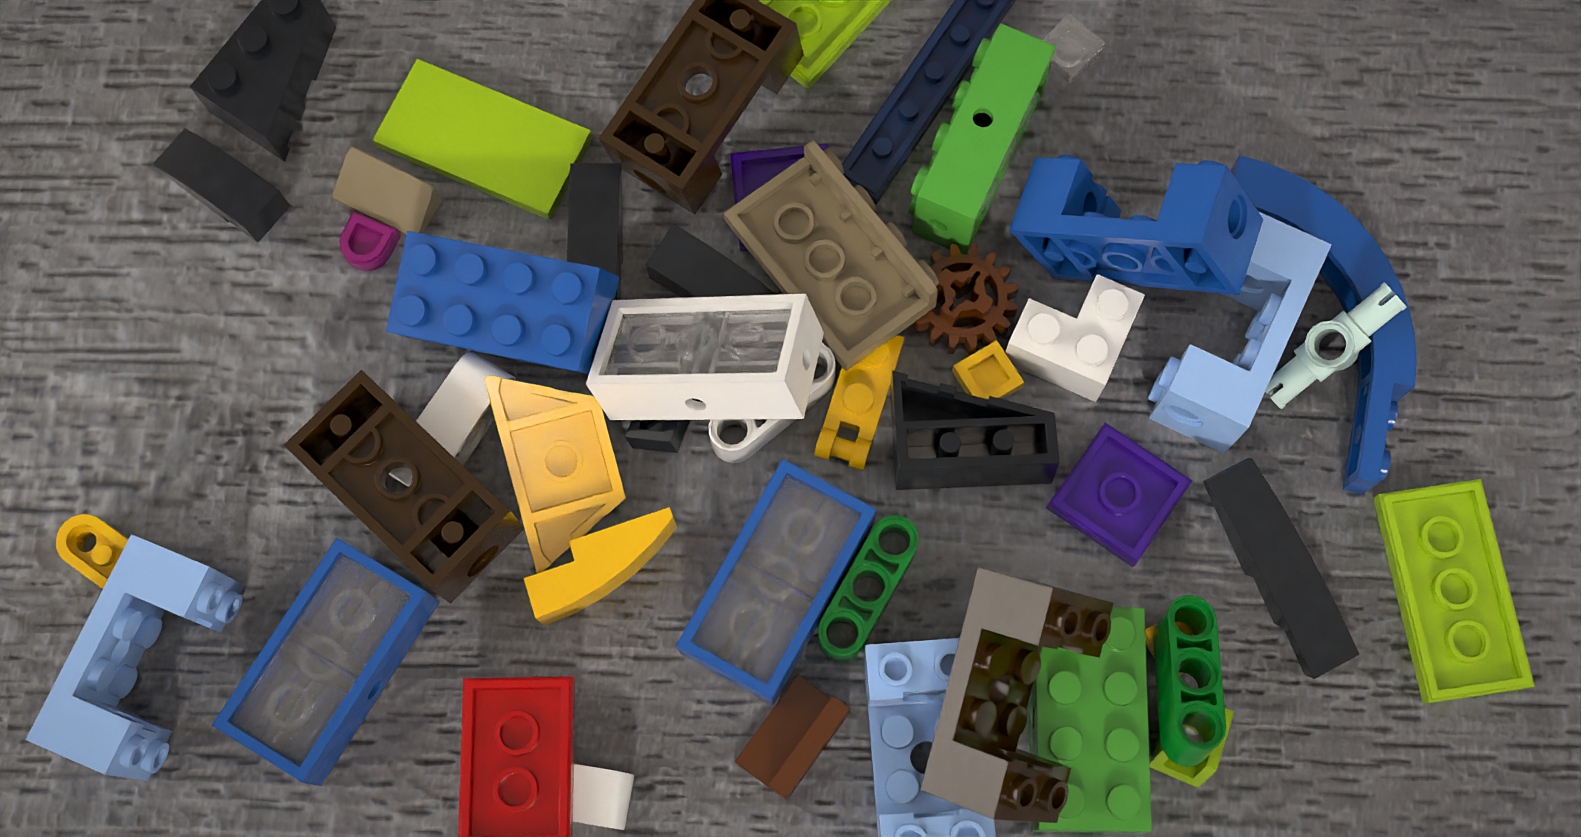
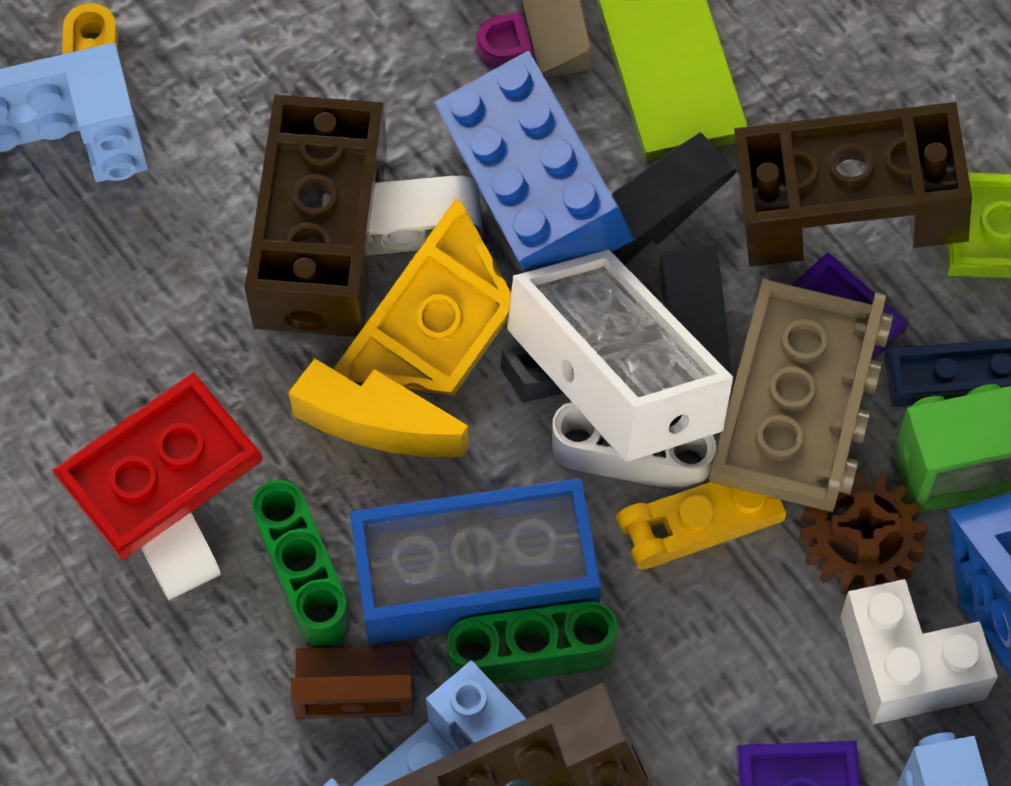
camera: 50 degrees right, 10 degrees down
(326, 664) = (129, 268): brick -> none
(653, 693) = (294, 539): none -> green beam
(967, 440) = (731, 626): black wedge -> none
(988, 373) = (810, 608): yellow plate -> none

